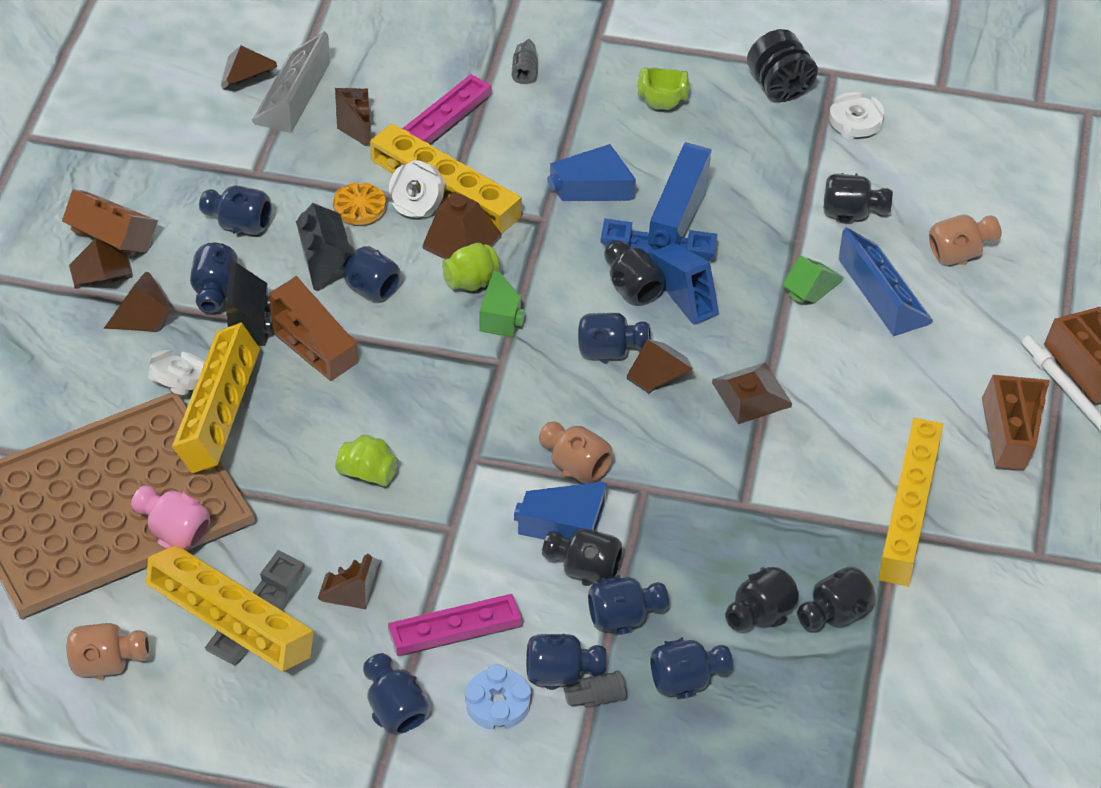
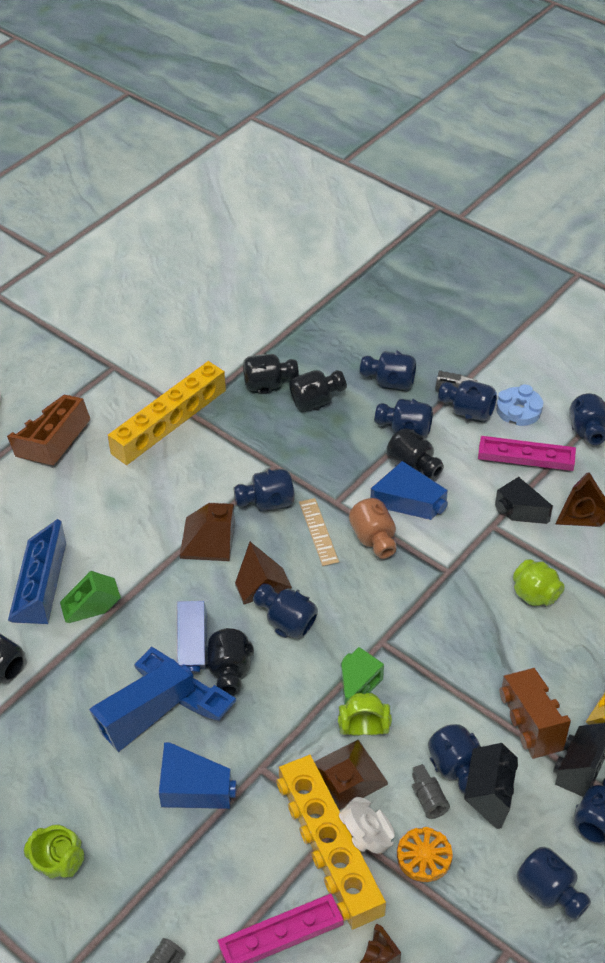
camera: 150 degrees left, 0 degrees up
(373, 236) = (429, 793): none -> dark grey hinge
(427, 552) = (522, 503): none -> black slope
(641, 448) = (319, 532): none -> tan sticker
(722, 449) = (268, 490): none -> dark blue piece

